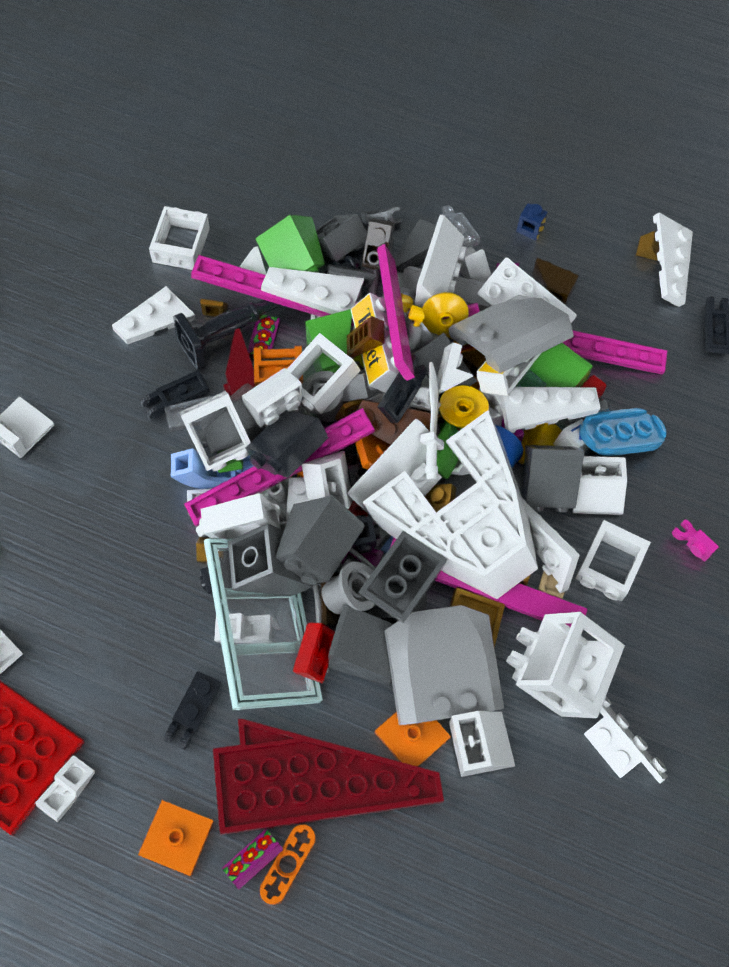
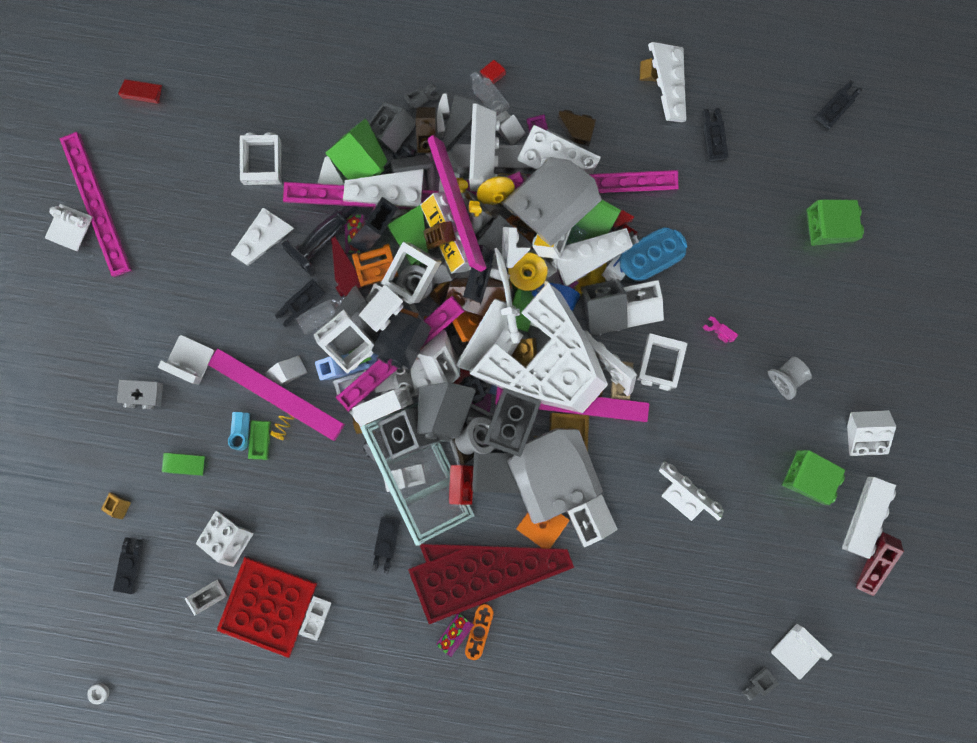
camera: 10 degrees left, 20 degrees up
(52, 520) = (239, 428): none -> medium azure piece
(70, 150) = (140, 91): none -> red slope
(71, 539) = (259, 440): none -> bright green tile
(113, 487) = (276, 394): none -> dark pink tile
(131, 466) = (286, 371): none -> white slope
(131, 501) = (279, 435): none -> yellow piece
(176, 838) = (400, 632): orange plate -> none
(213, 308) = (307, 216): pearl gold slope -> none
(288, 320) = (373, 225): none -> black brick
(400, 235) = (442, 113): none -> white slope
(471, 211) = (493, 71): none -> red slope
(534, 215) = (550, 69): dark blue brick -> none
(565, 667) = (641, 454): white piece -> none

